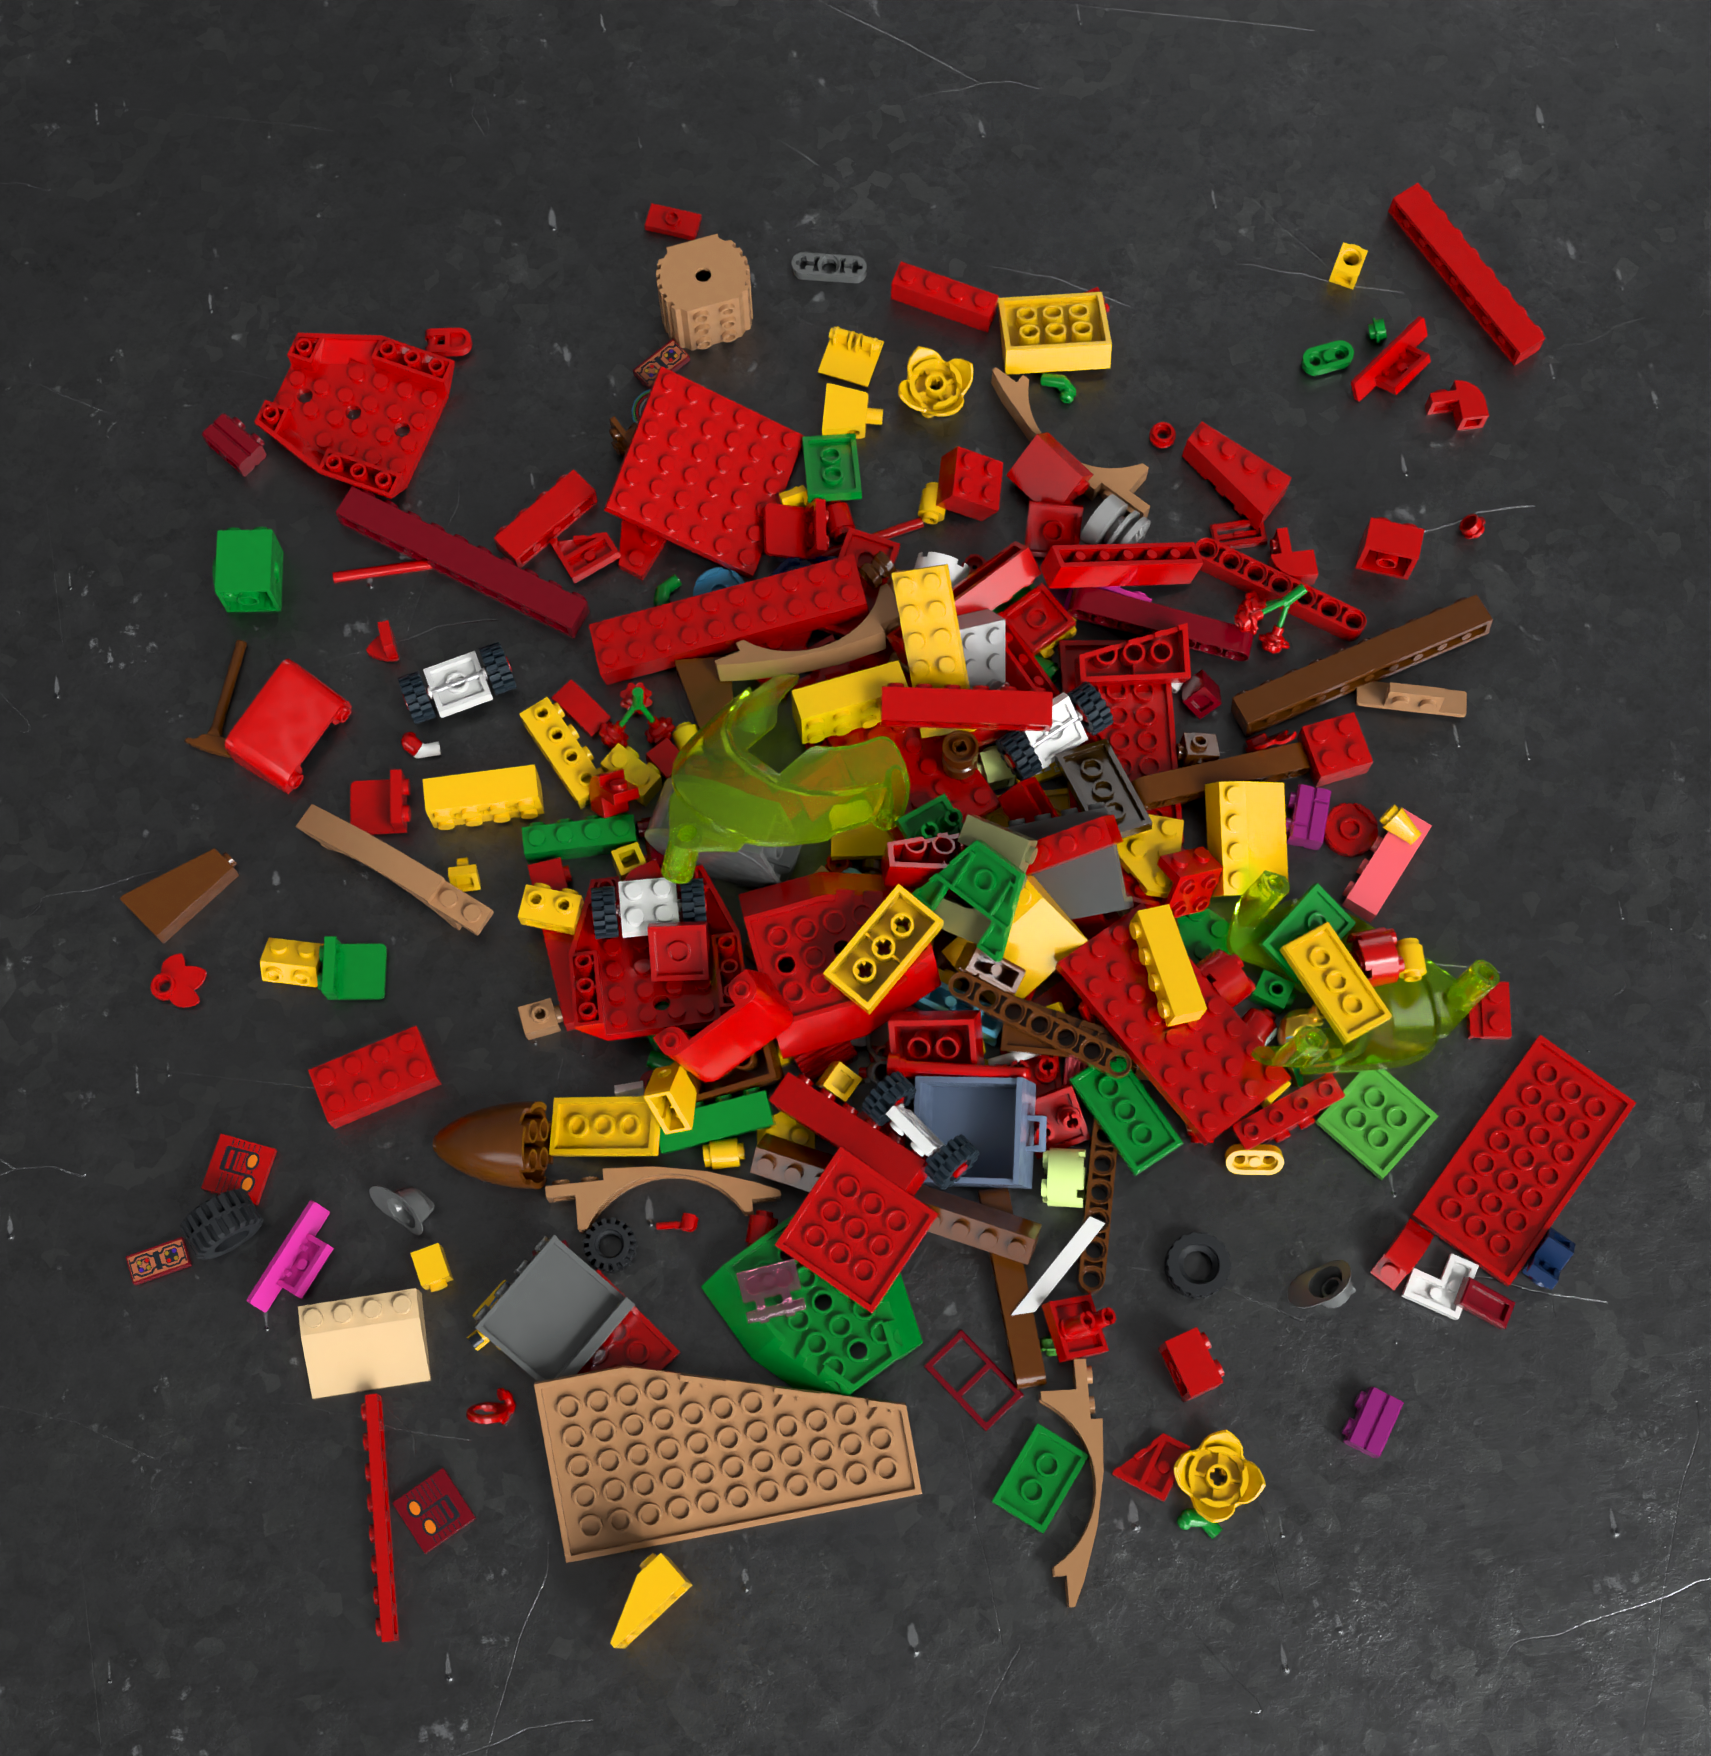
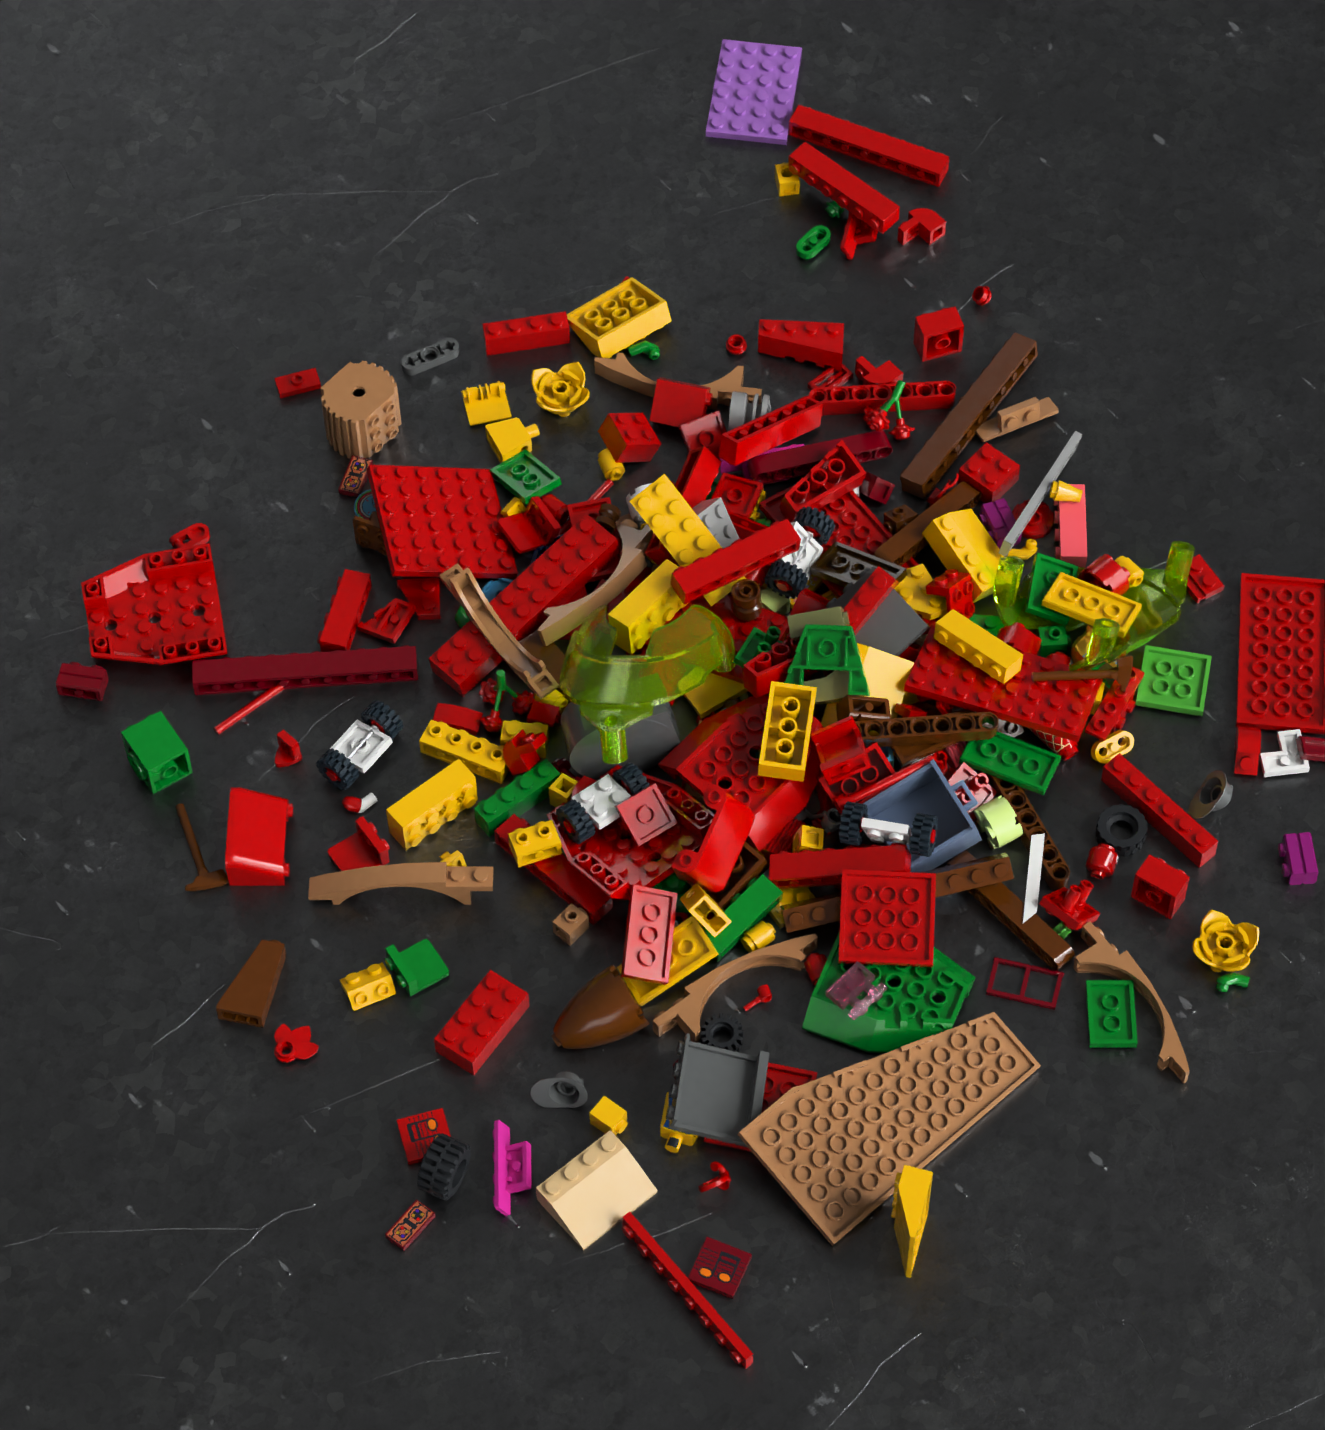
camera: 30 degrees left, 15 degrees down
(595, 1091) = (649, 934): none -> plate
(668, 609) = (480, 612): none -> medium nougat slope
(929, 1006) = (841, 750): none -> red panel
(1049, 993) = (907, 710): none -> red plate
(1150, 1290) = (1101, 861): none -> red head
(1153, 1467) = (1179, 965): red wing -> none
(1254, 1269) = (1159, 810): none -> red brick
(1309, 1089) = (1120, 673): none -> reddish brown piece
(1314, 866) = (1025, 552): none -> yellow arm
(1373, 809) = (1040, 494): none -> light grey tile
(1383, 139) = (754, 92): none -> medium lavender plate
(1397, 313) = (843, 187): none -> red brick

